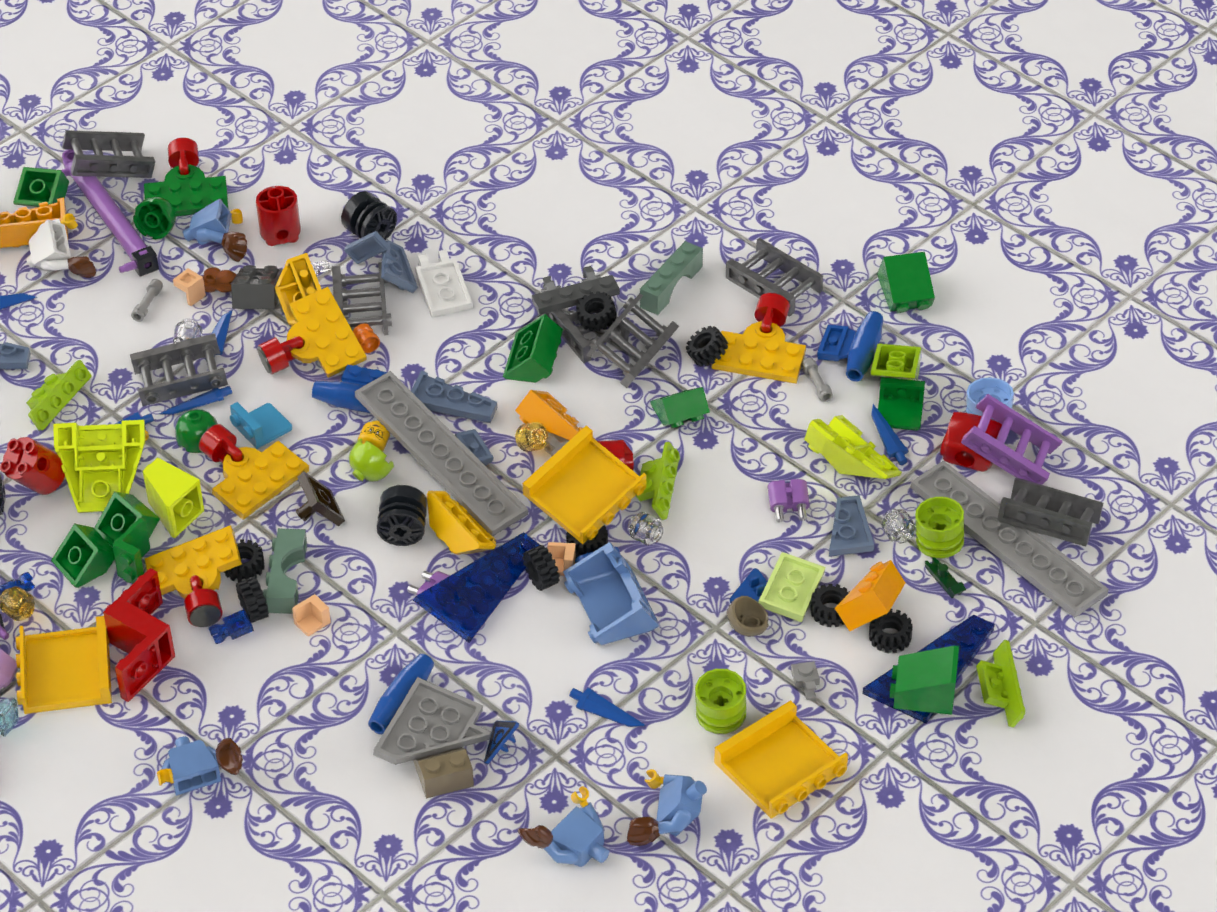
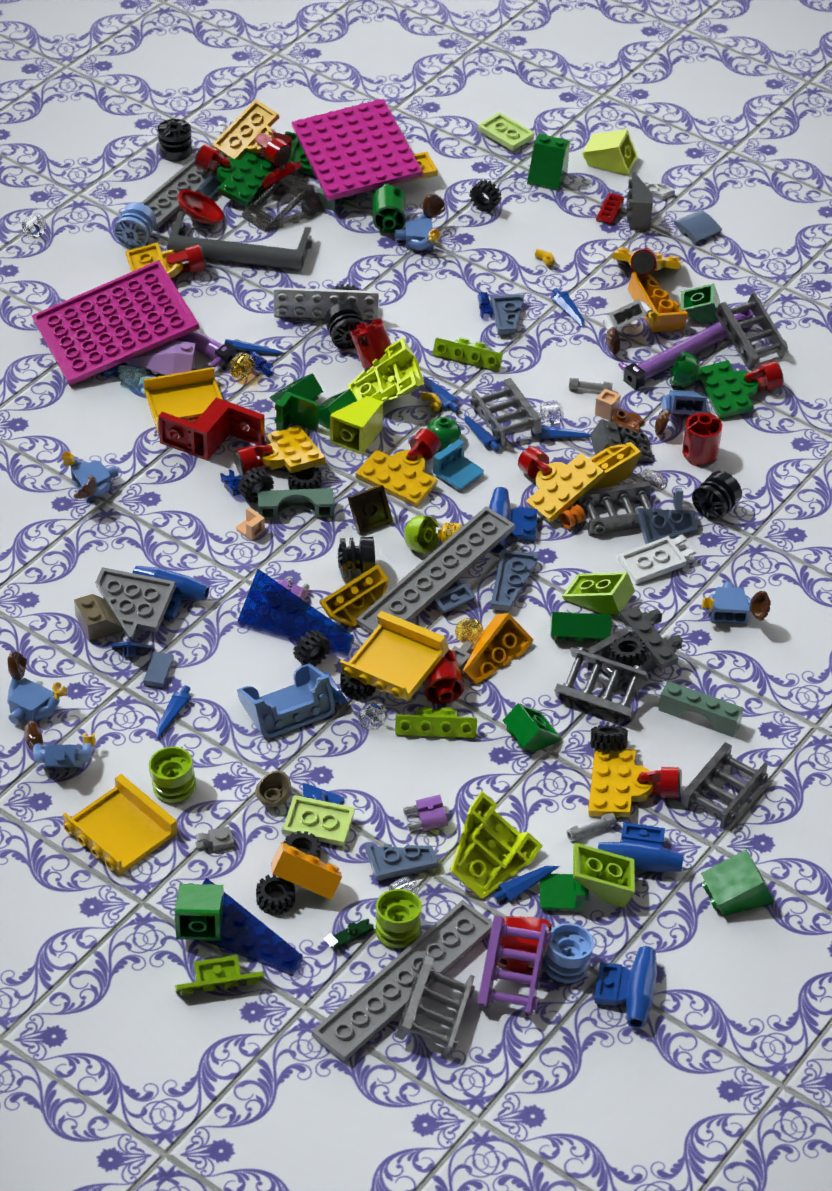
camera: 80 degrees right, 0 degrees up
(487, 330) = (601, 591): none -> lime slope
(528, 235) = (733, 606): none -> medium blue torso
(537, 717) = (158, 669): none -> sand blue tile
(563, 554) = (332, 667): light nougat panel -> none
(1025, 371) = (632, 986): none -> blue plate

